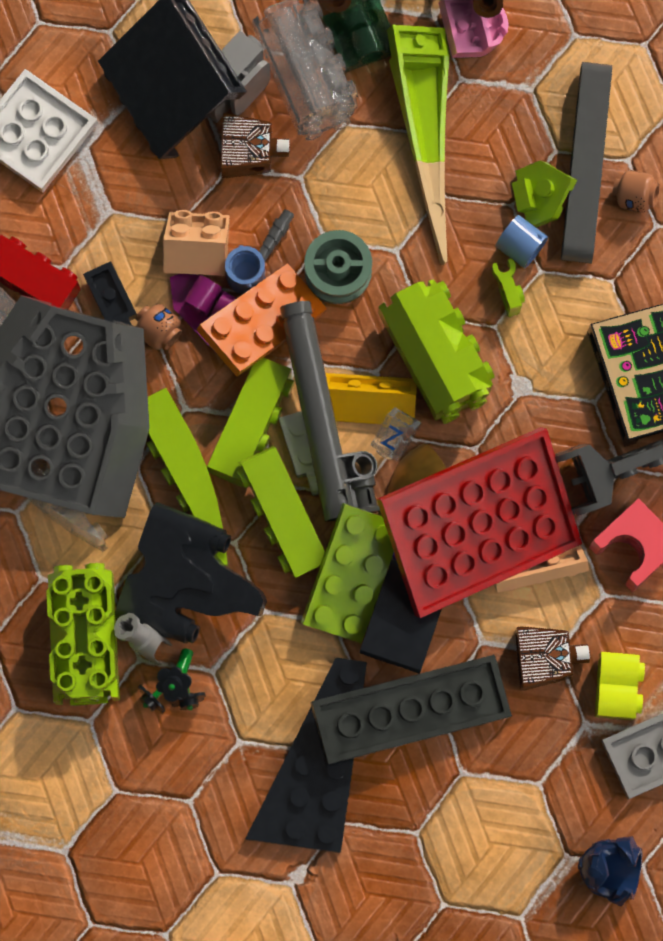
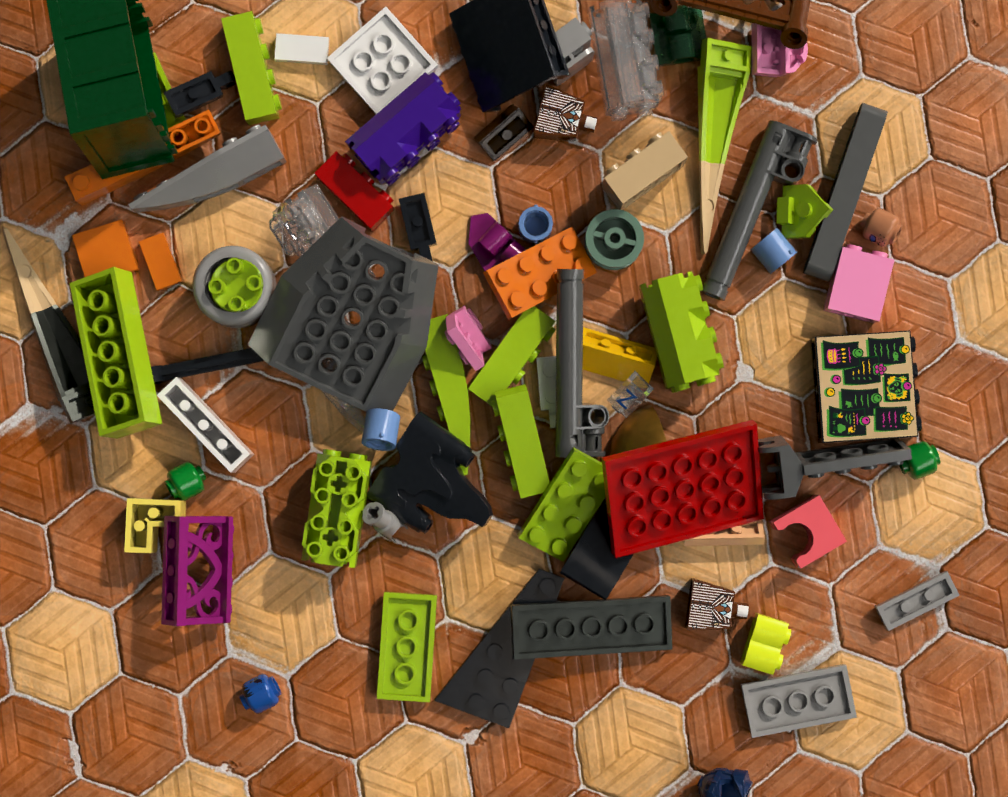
camera: 15 degrees right, 10 degrees up
(36, 875) = (260, 693): none -> blue head
(73, 194) = (405, 128): none -> dark purple brick
(116, 531) = (381, 429): none -> medium blue piece
(159, 326) = (452, 258): nougat head -> none
(174, 686) = (403, 565): black plant -> none
(187, 178) = (503, 132): none -> dark brown slope
(191, 401) = (465, 332): none -> bright pink slope
(196, 243) = (499, 192): light nougat slope -> none
(199, 782) = (407, 646): none -> lime plate
(276, 232) = (567, 198): dark grey animal -> none
(354, 182) = (643, 170): none -> tan brick
(497, 137) = (775, 152): none -> dark grey piece
(511, 295) = (754, 294): lime plate -> none
(626, 258) = (859, 284): none -> bright pink brick

